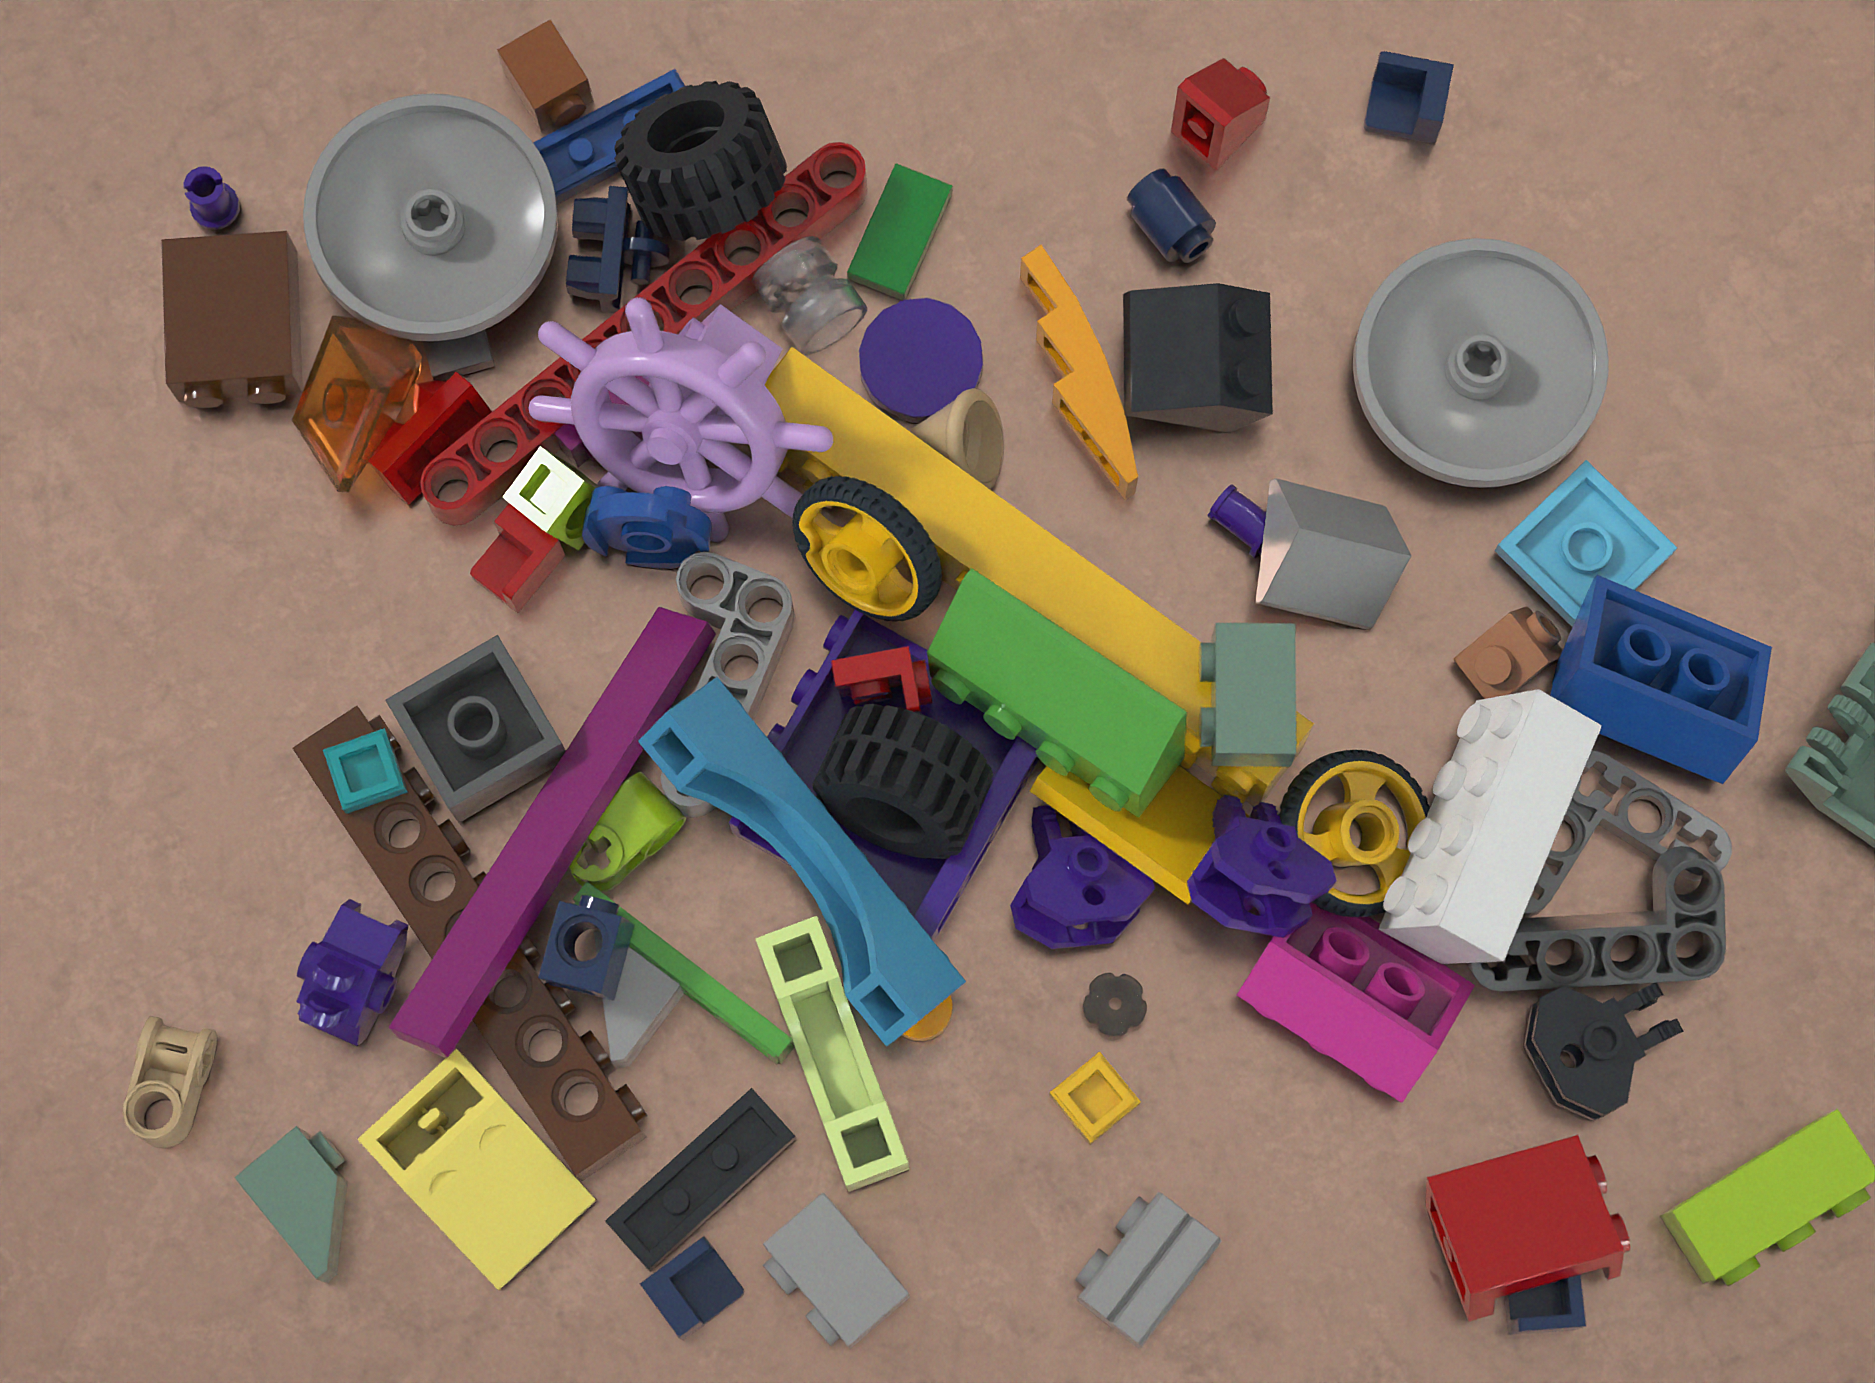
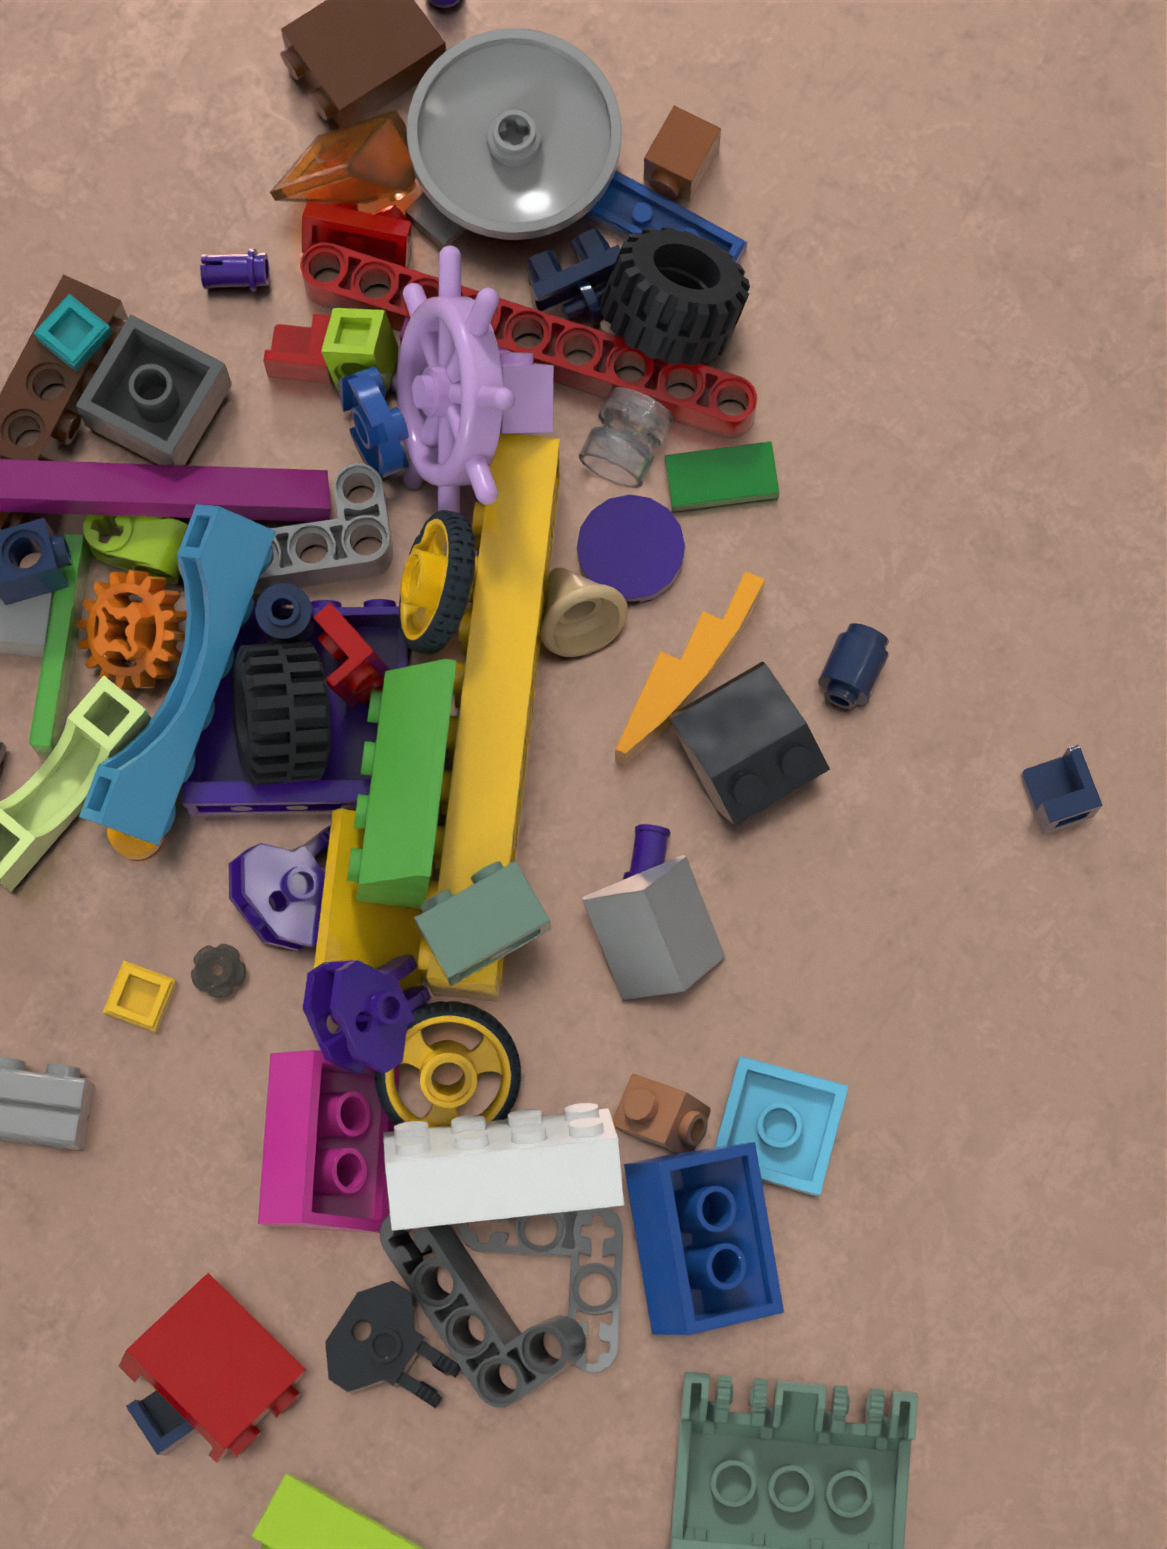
camera: 60 degrees right, 0 degrees up
(388, 579) = (235, 270): none -> dark purple pin
(694, 909) = (132, 629): none -> orange gear
(801, 737) = (294, 629): none -> dark blue brick
(1219, 110) = (960, 651): red slope -> none
(1480, 362) = (875, 960): light grey dish -> none

